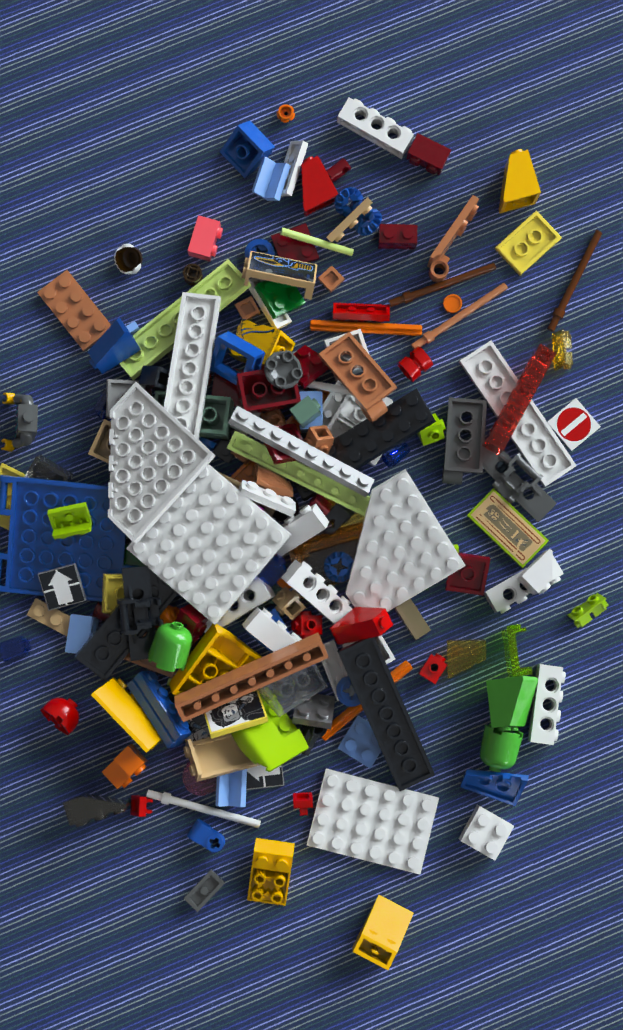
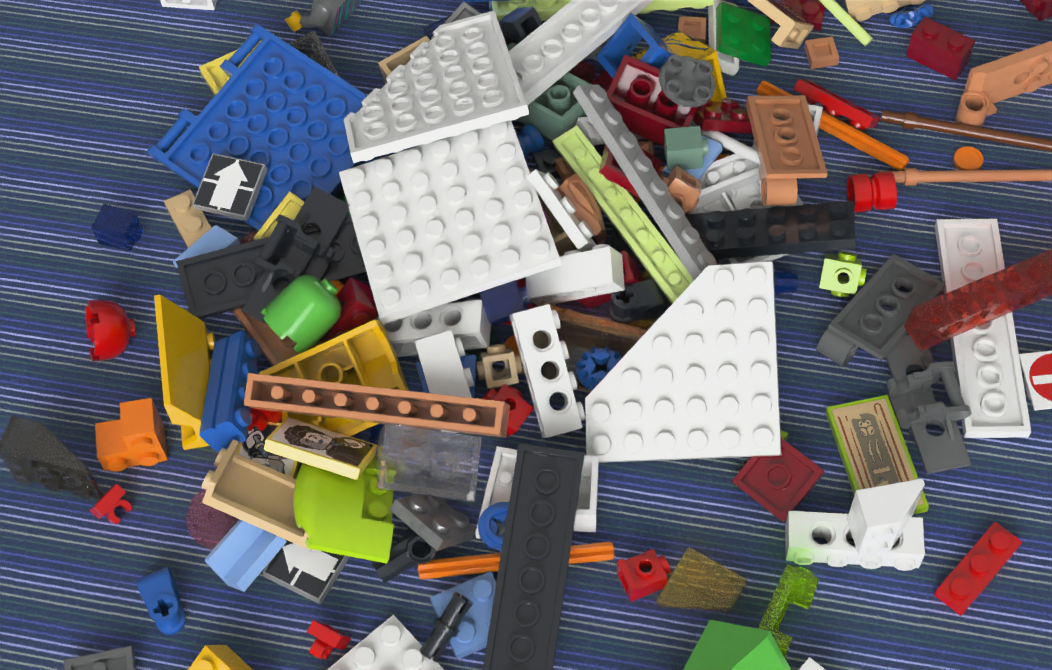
camera: 40 degrees right, 25 degrees down
(70, 520) = (298, 106): lime bracket -> none
(166, 798) = (153, 520): white bar -> none
(358, 761) = (446, 627): none -> black pin
(361, 624) = (584, 435): red slope -> none
(412, 619) = (657, 494): dark tan panel -> none
(589, 558) = (978, 568): none -> red plate
(595, 604) = (919, 637): lime hinge -> none

